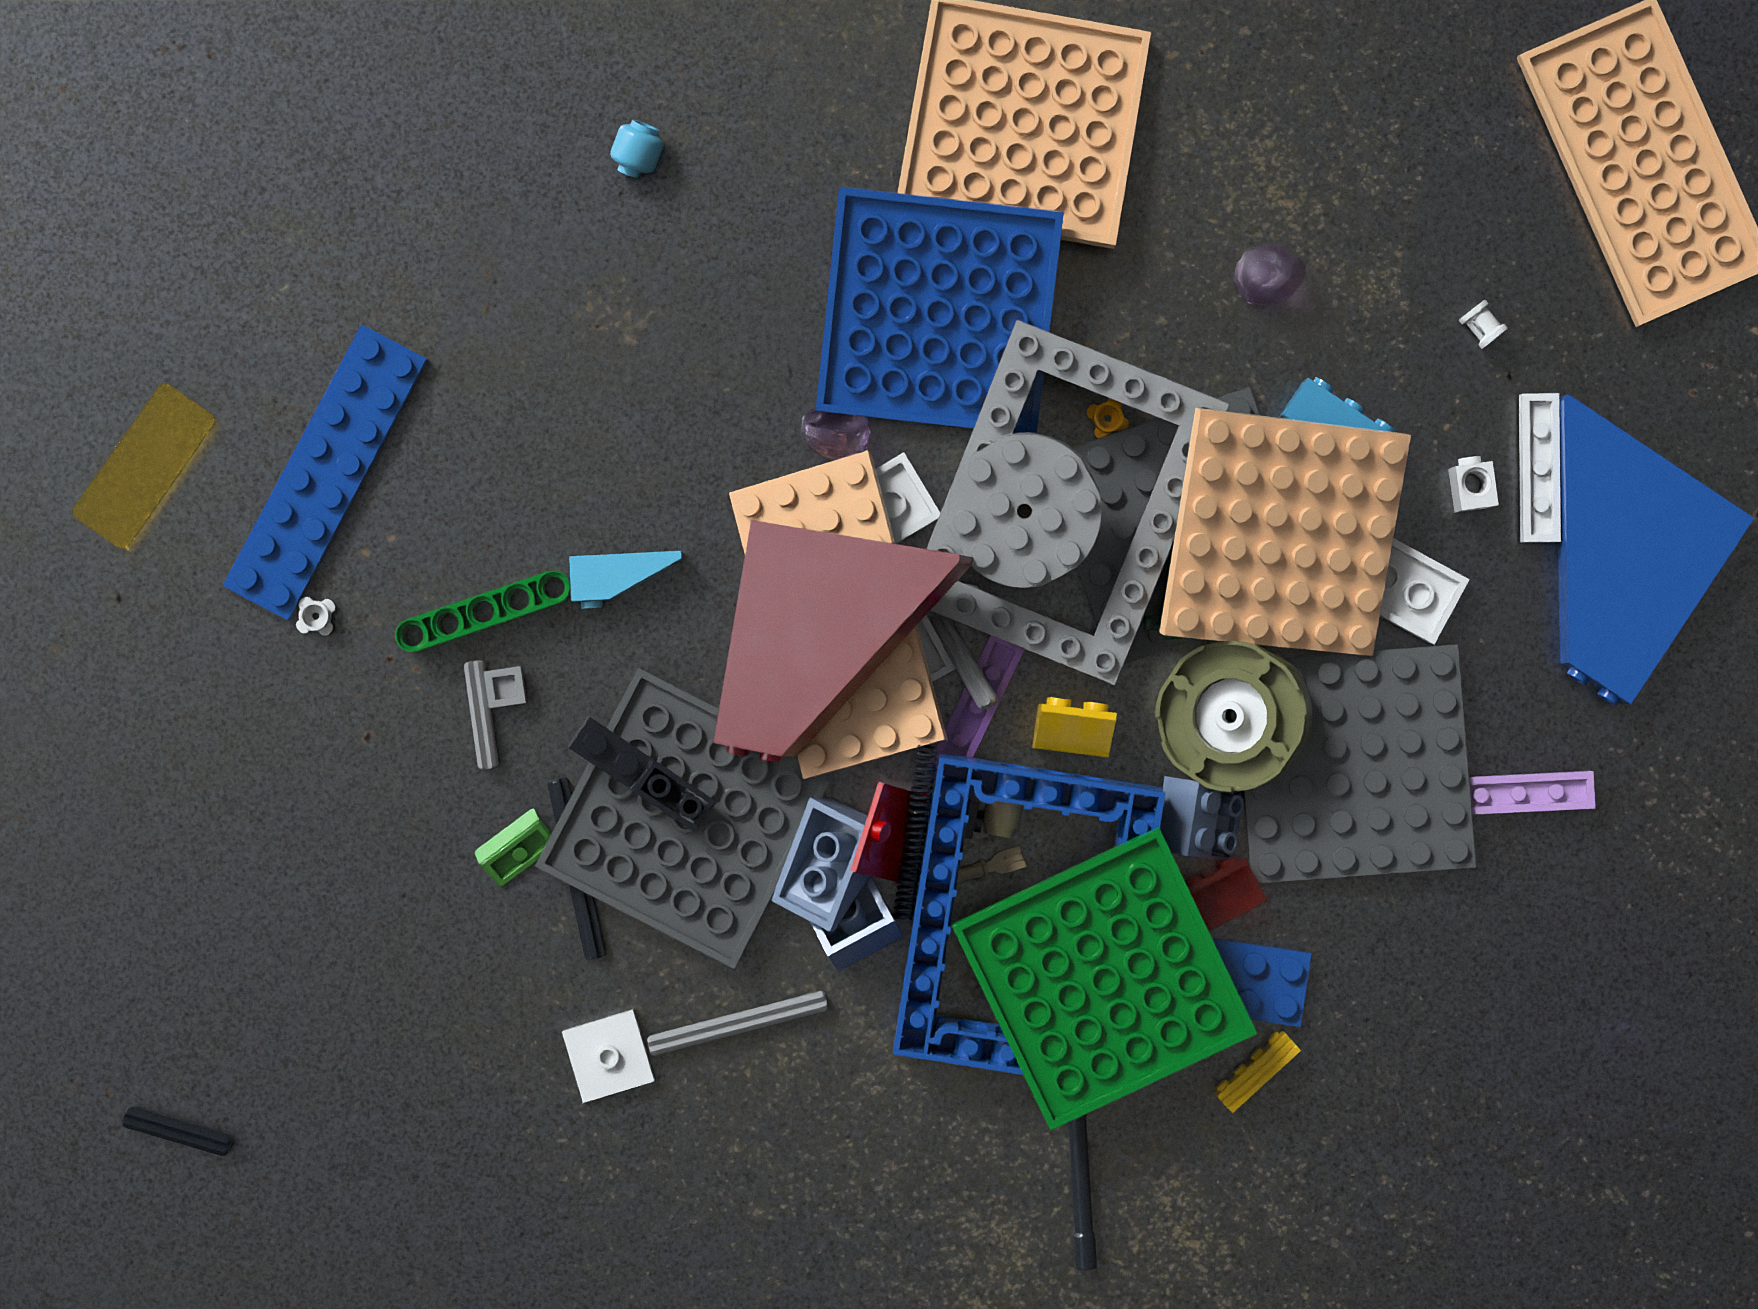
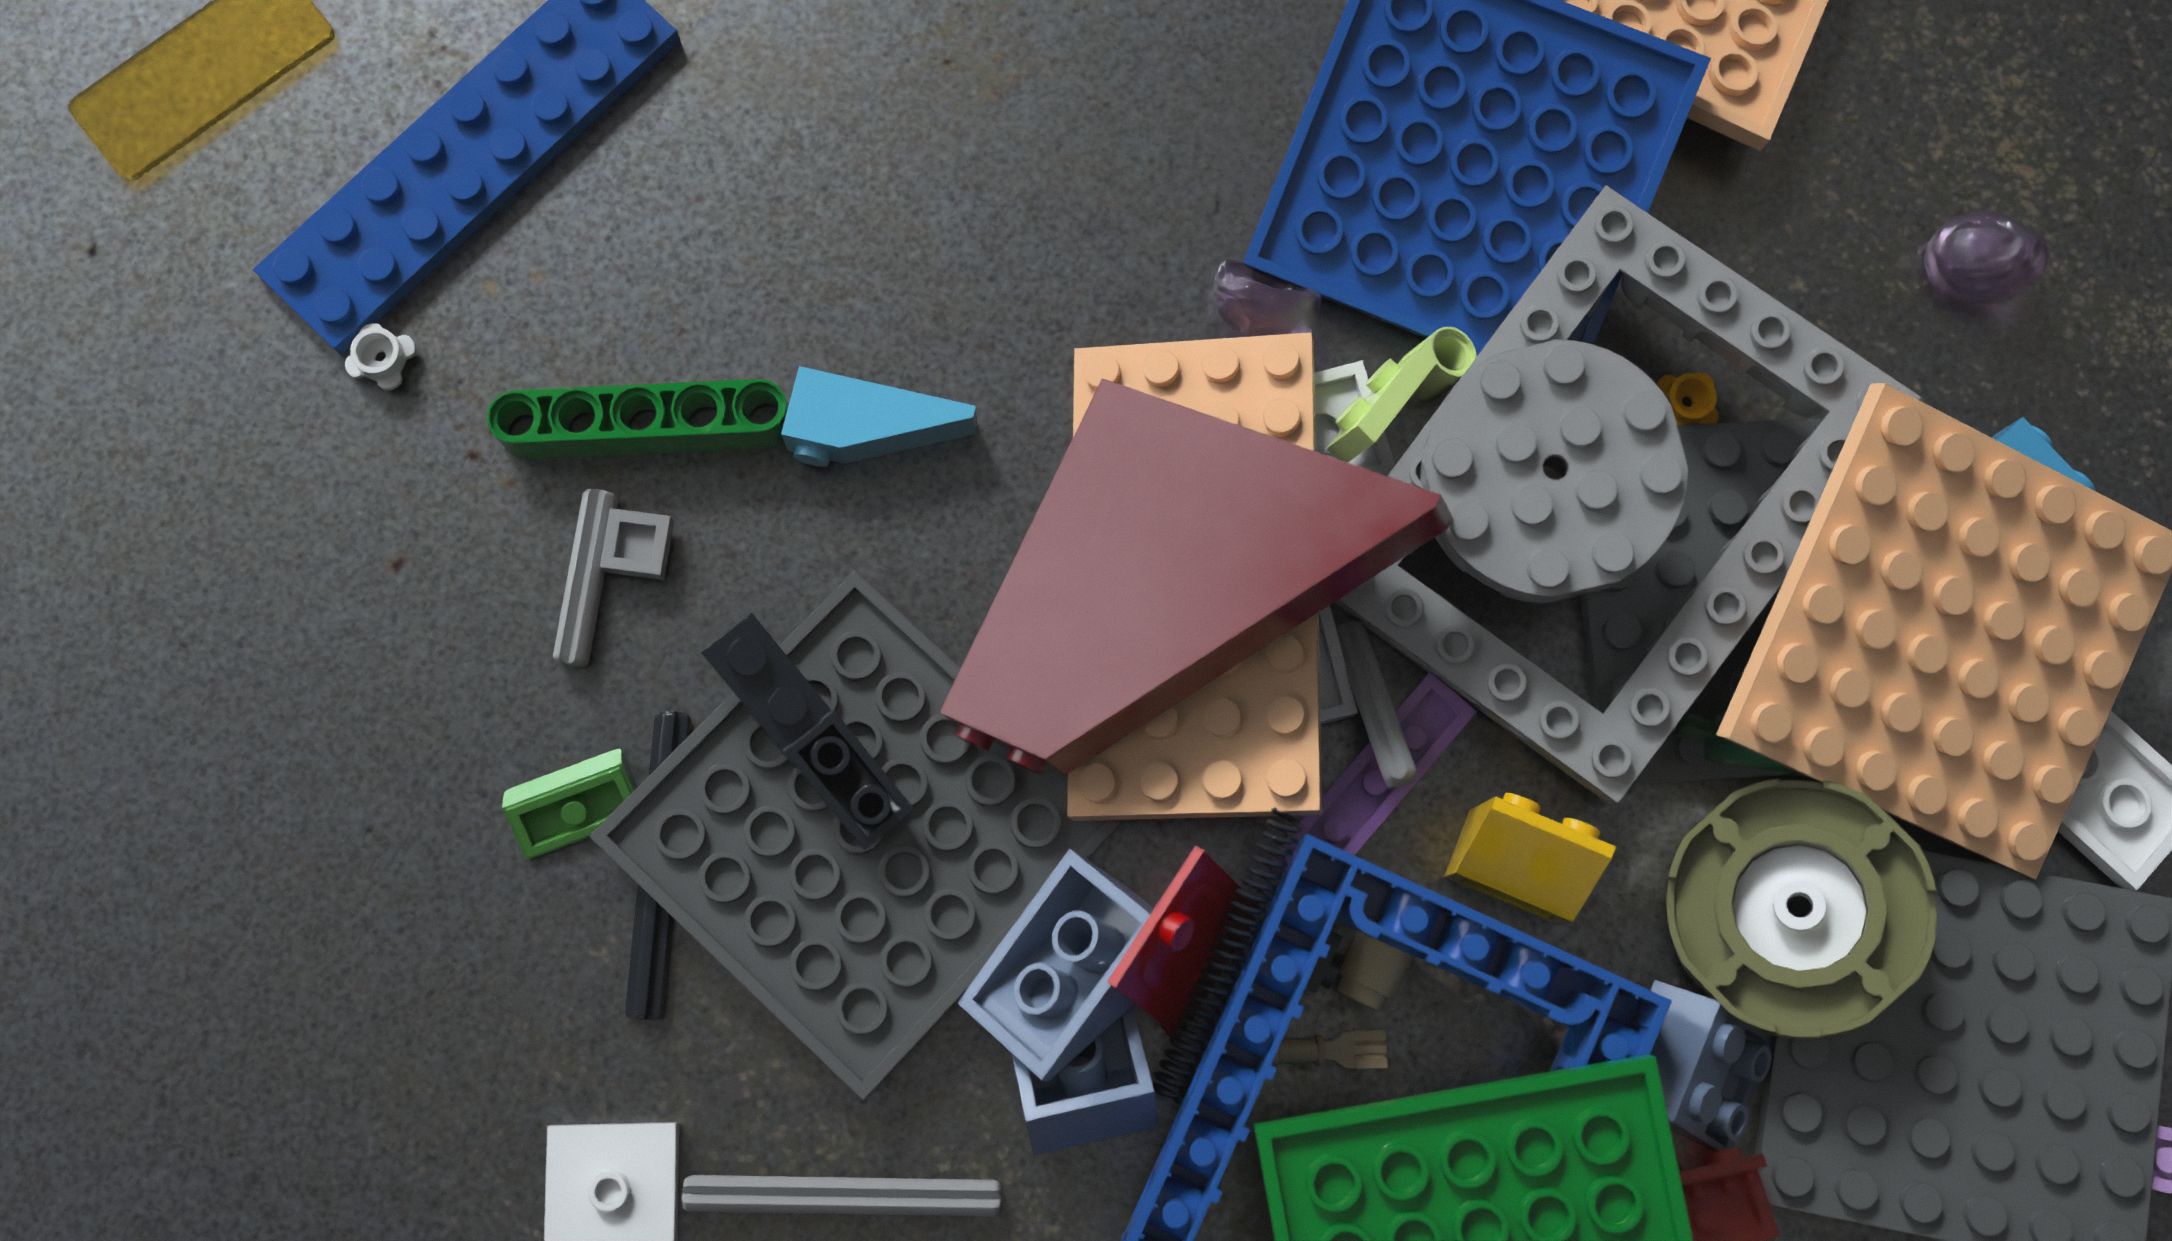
camera: 10 degrees right, 10 degrees down
(926, 466) = (1422, 372): none -> yellowish green plate

